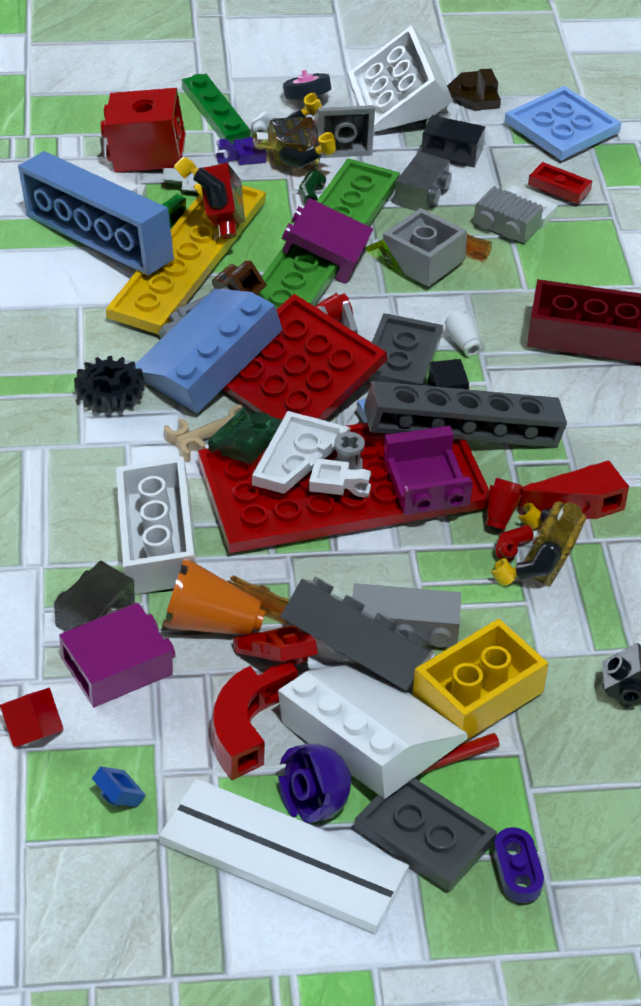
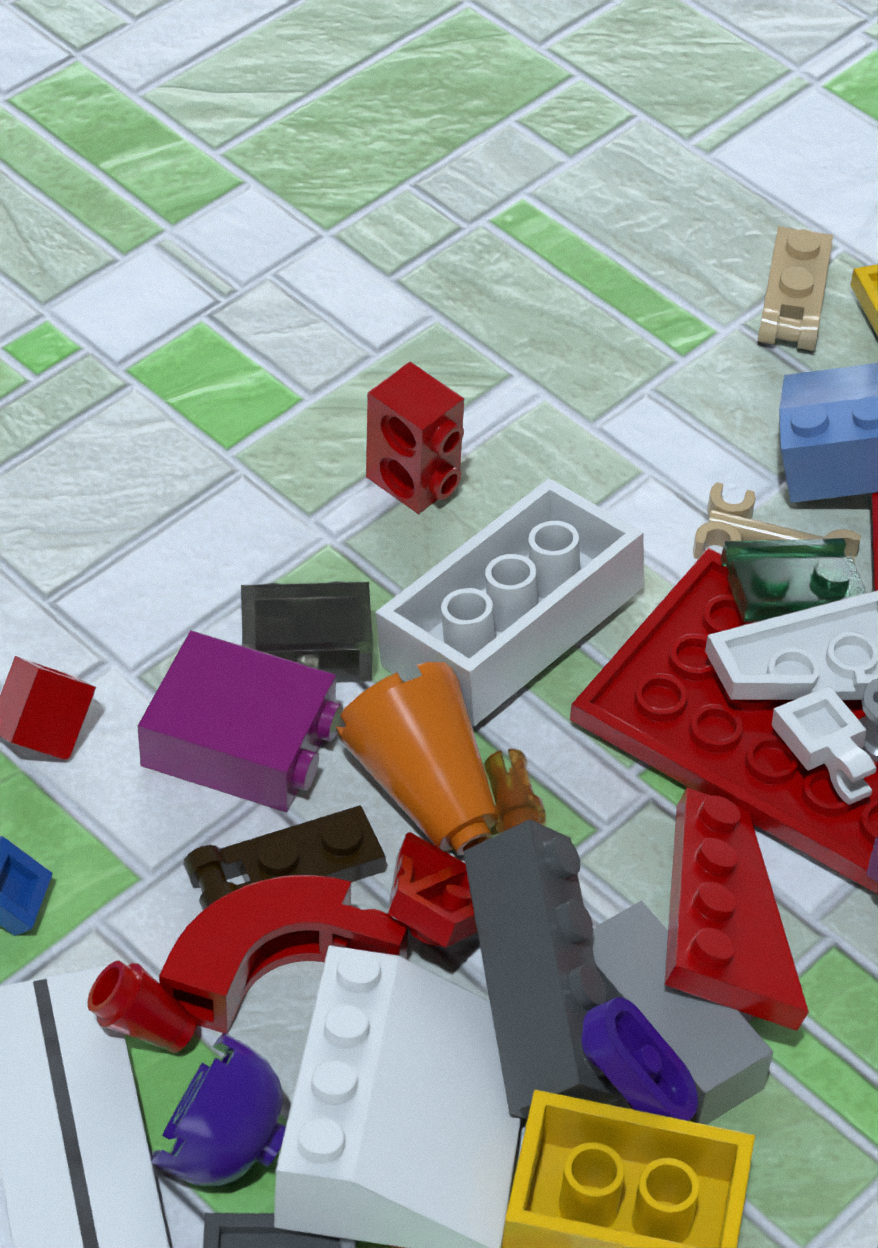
camera: 50 degrees right, 5 degrees up
(39, 494) = (414, 437): none -> red brick
(87, 333) = (795, 287): none -> tan plate
(109, 384) = (721, 371): black gear -> none
(206, 679) = (328, 846): none -> dark brown plate
(233, 776) = (138, 1006): none -> red cone
(381, 565) = (725, 918): none -> red wing
(441, 631) = (638, 1060): none -> dark purple plate

